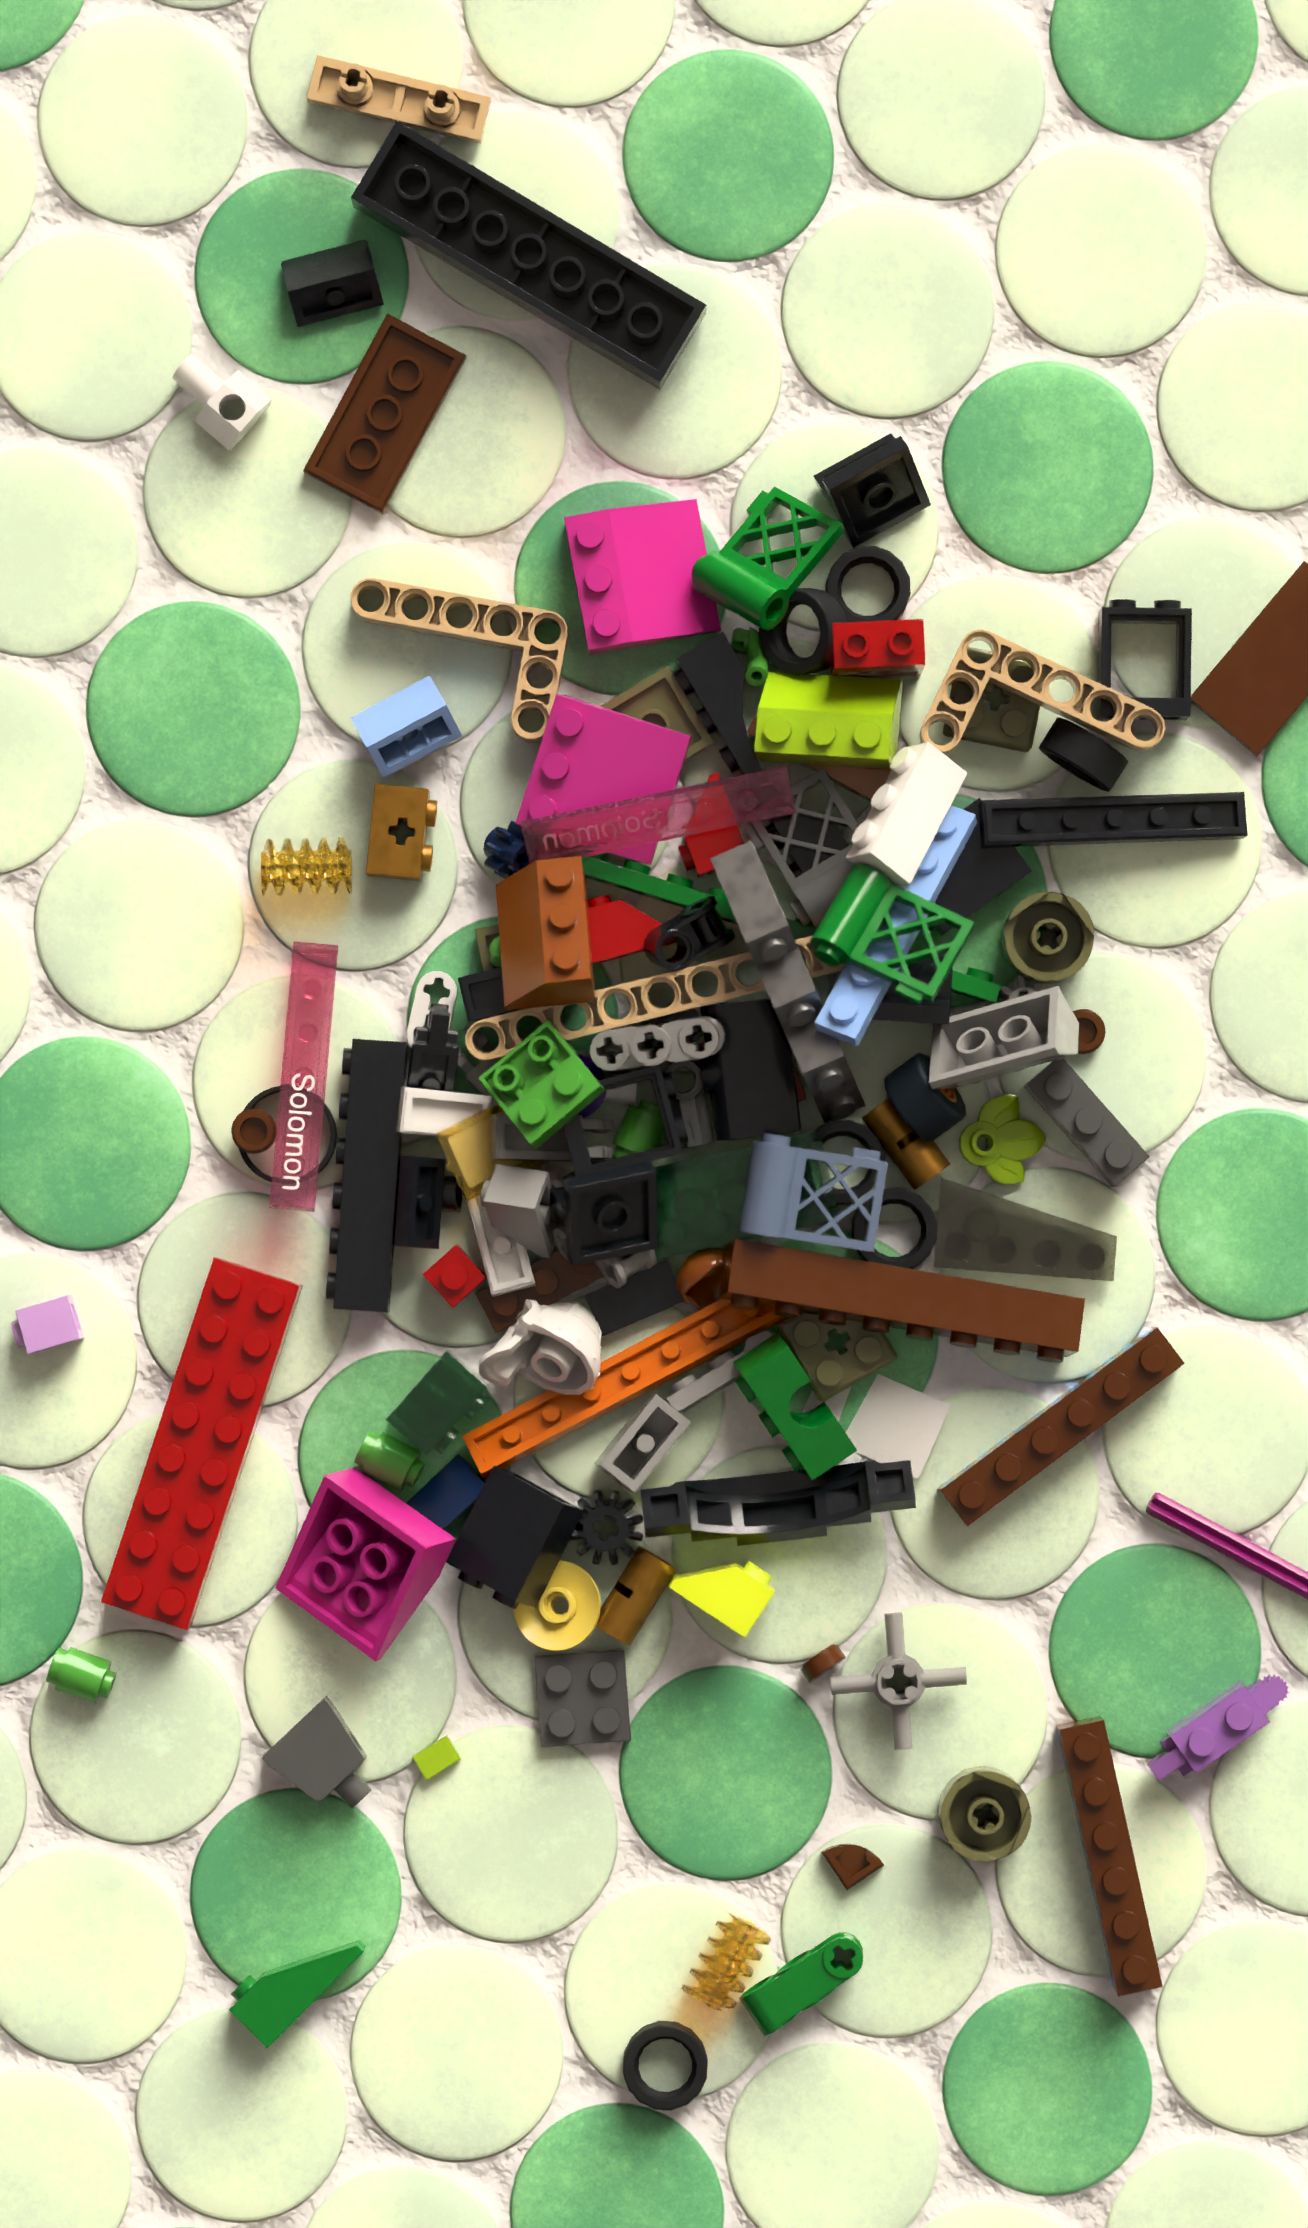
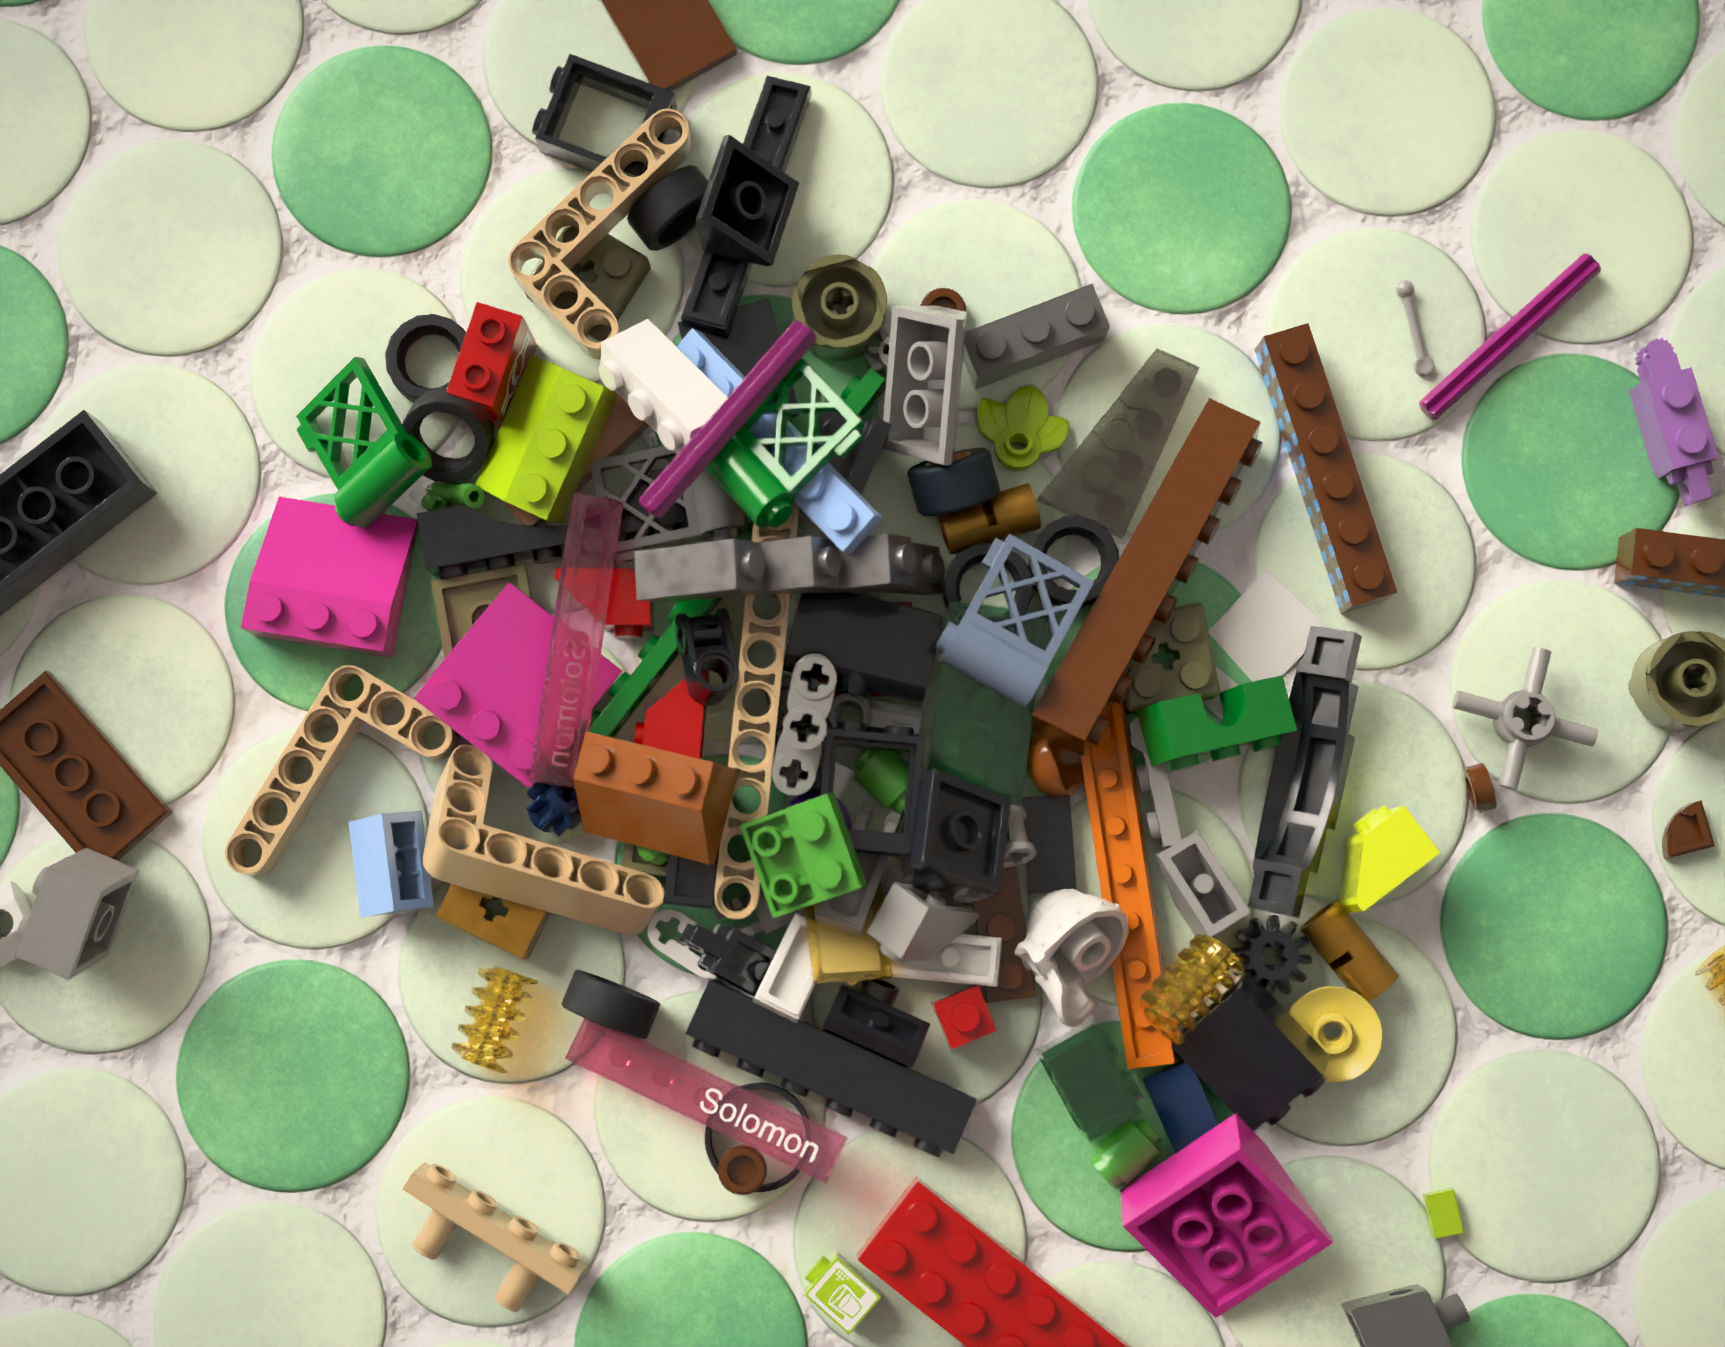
camera: 75 degrees left, 5 degrees down
(133, 917) = (512, 1236): none -> tan plate
(181, 1254) = (840, 1291): none -> lime brick
(265, 471) = (75, 913): none -> light grey brick
(354, 964) = (610, 1004): none -> black tyre
(443, 845) = (522, 868): none -> tan beam
(551, 1460) = (1188, 984): none -> clear yellow piece
(582, 1698) = (1433, 1042): dark grey plate -> none
(873, 488) = (334, 316): black bracket -> none
(894, 880) = (727, 419): none -> magenta axle
(1103, 821) = (744, 205): none -> black slope
(1194, 1484) = (1423, 364): none -> light grey hinge

